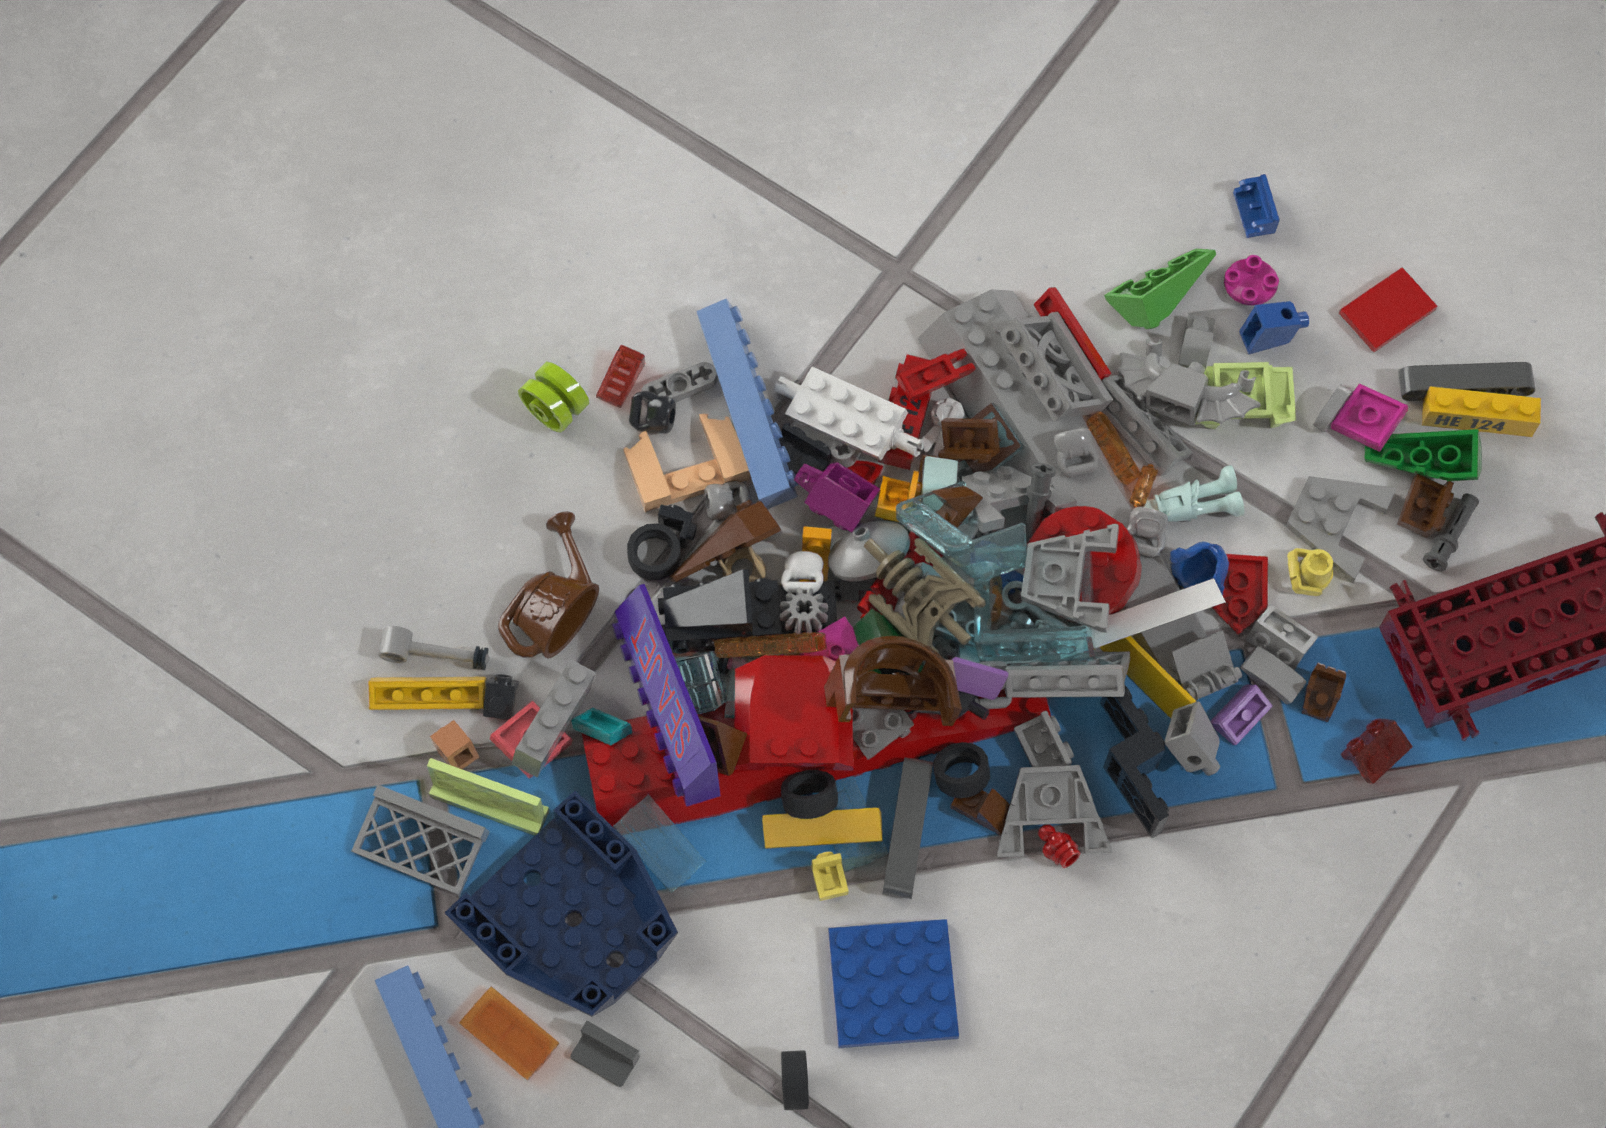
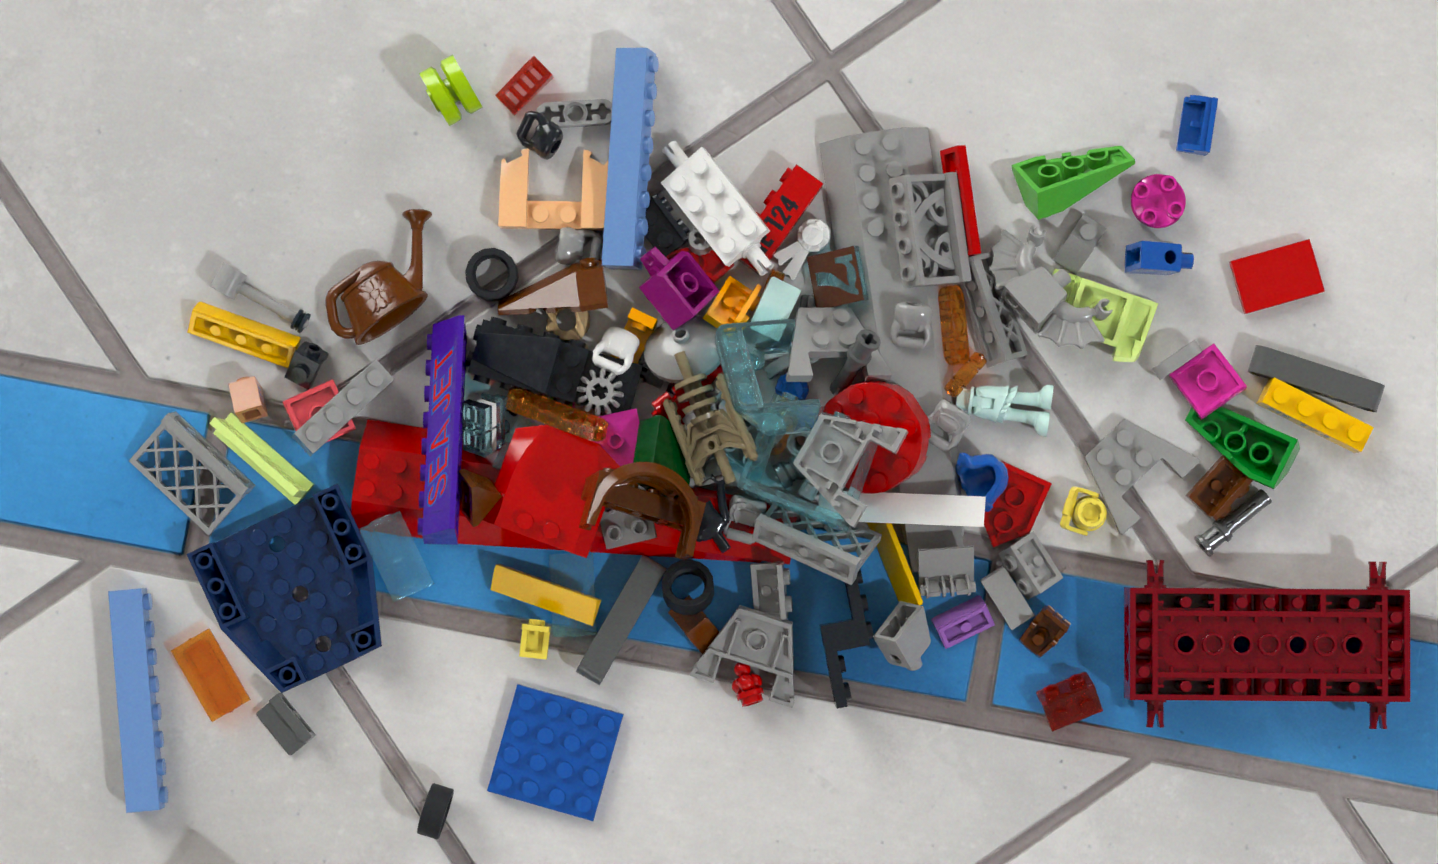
camera: 30 degrees right, 20 degrees up
(601, 726) = (383, 429): teal tile -> none
(680, 520) = (523, 248): black bracket -> none
(809, 782) = (539, 578): black tyre -> none
(933, 374) = (810, 198): red hinge -> none
(957, 503) = (776, 343): reddish brown slope -> none
(969, 439) = (819, 275): reddish brown bracket -> none
(978, 678) = (727, 517): medium lavender slope -> none

